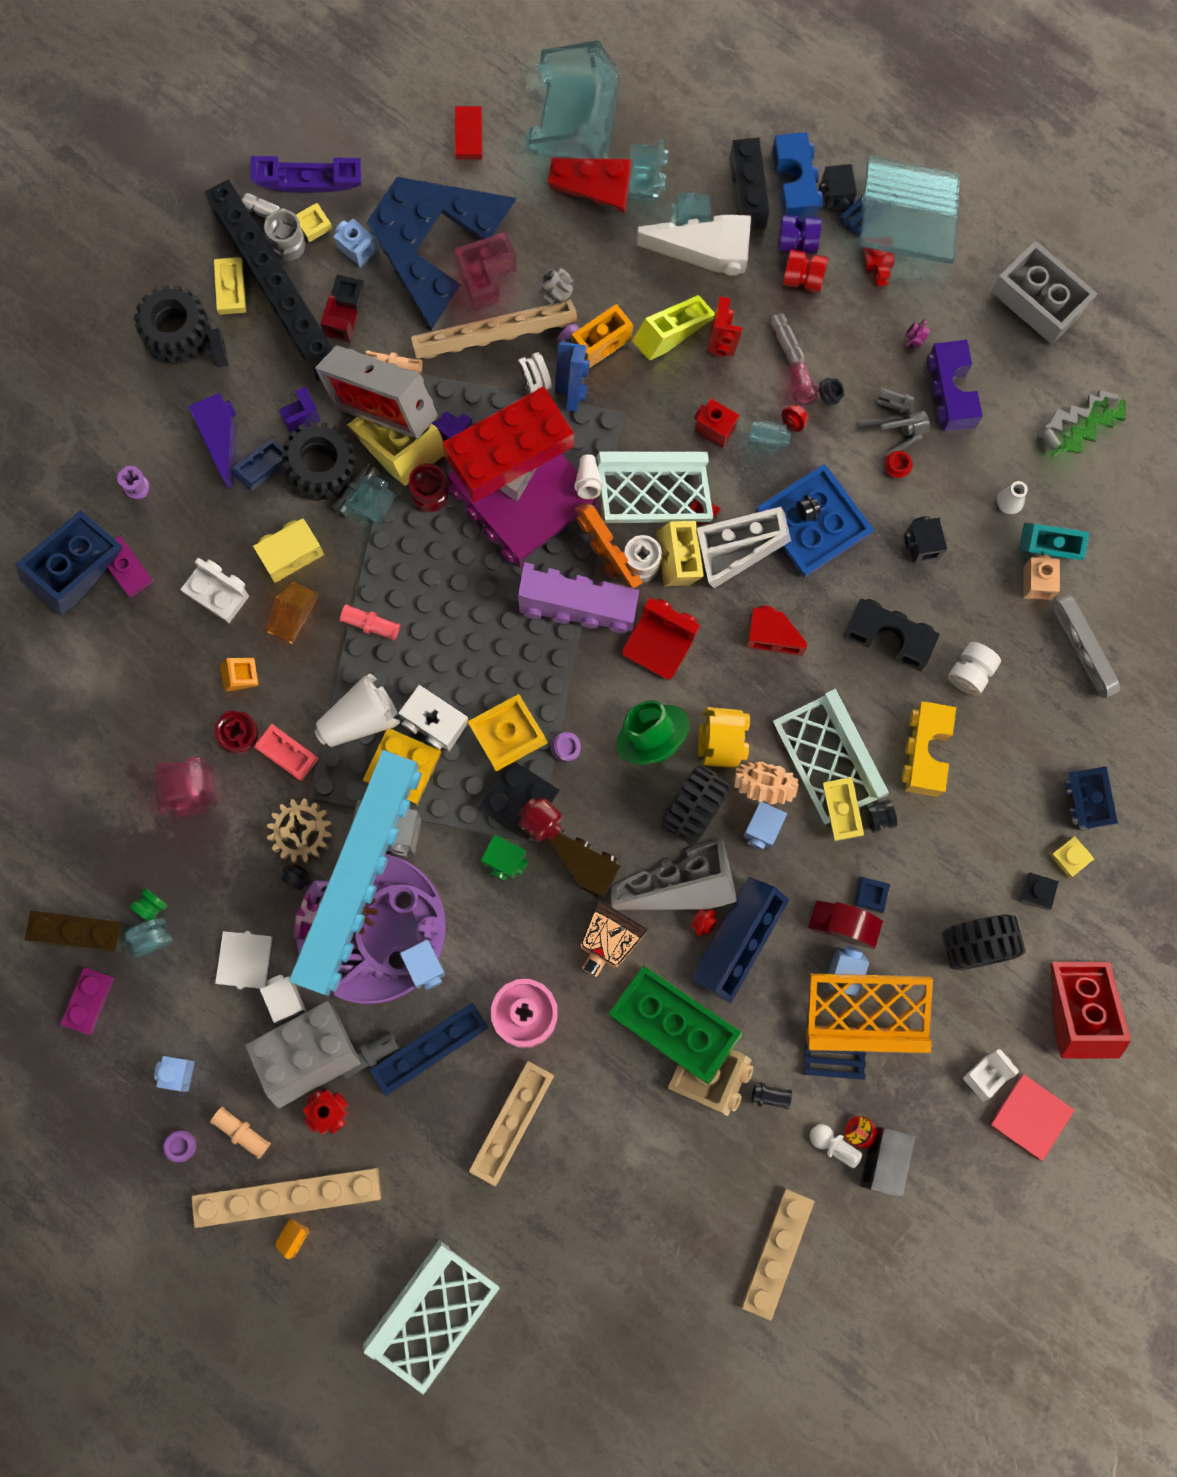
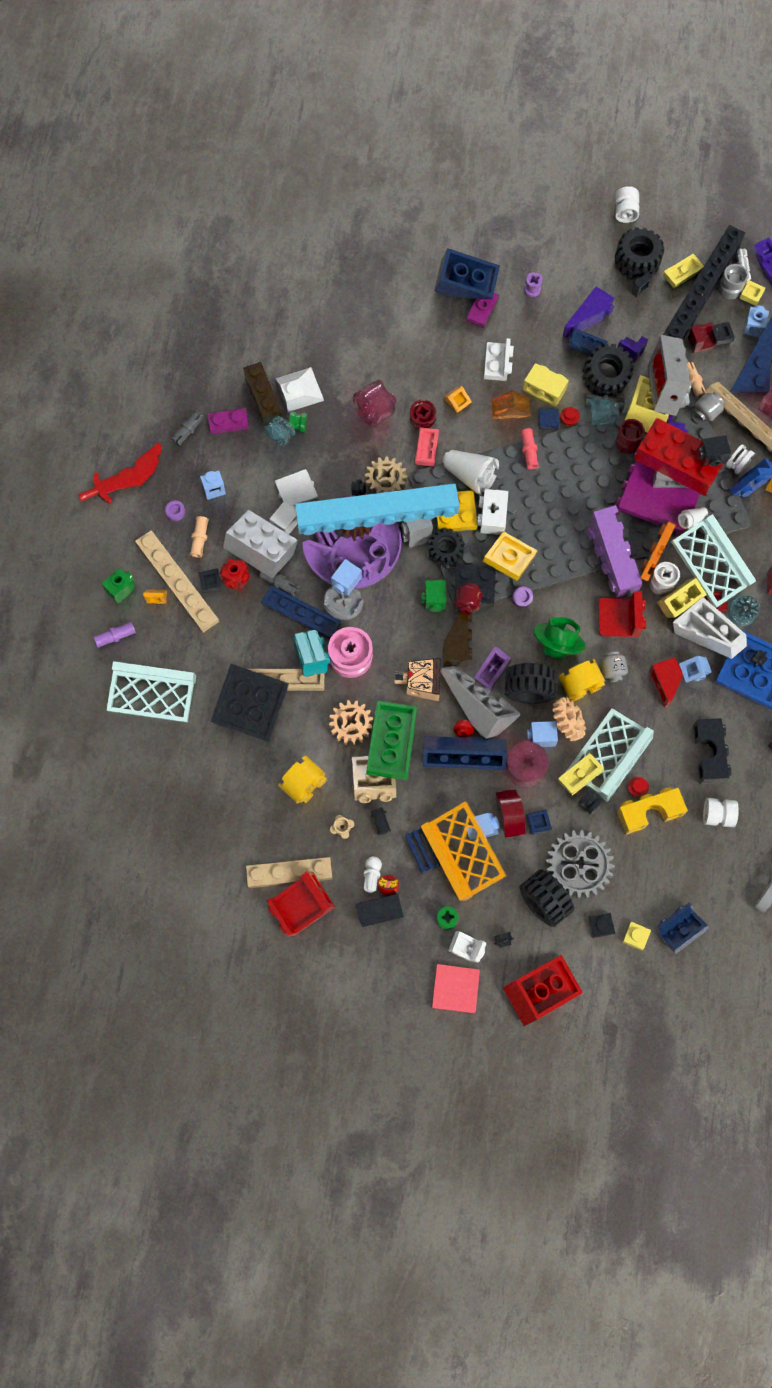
camera: 65 degrees right, 5 degrees down
(65, 1065) = (187, 428): none -> dark grey pin
(90, 1191) = (127, 478): none -> red sword
(91, 297) = (627, 204): none -> white wheel
(97, 877) = (299, 389): none -> white slope
(249, 1284) = (119, 585): none -> green brick
(314, 1150) = (210, 580): none -> black plate
(319, 1328) = (114, 634): none -> medium lavender pin
(336, 573) = (548, 418): none -> dark blue tile
(349, 545) = (569, 416): none -> red plate
(442, 790) = (446, 536): none -> black tyre
(443, 368) = (709, 406): none -> light grey head
(454, 991) = (341, 605): none -> light grey tile
(498, 1067) = (311, 653): none -> teal brick
(523, 1187) = (250, 702): none -> black plate
(536, 400) = (714, 451): none -> black brick
(632, 1058) = (346, 729): none -> light nougat gear
(644, 839) = (493, 668): none -> medium lavender slope
(669, 1172) = (302, 780): none -> yellow brick
(722, 687) = (613, 666): none -> light grey head
(732, 489) = (743, 610): none -> clear light blue wheel
(743, 1150) = (340, 820): none -> tan plate
(781, 592) = (695, 669): none -> light blue brick
(801, 853) = (529, 775): none -> clear pink brick
(832, 1263) = (300, 904): none -> red panel
(890, 747) = (638, 787): none -> red plate
(933, 1078) = (447, 922): none -> green wheel
(975, 890) = (580, 845): none -> light grey gear
(1000, 1023) = (503, 939): none -> black plate

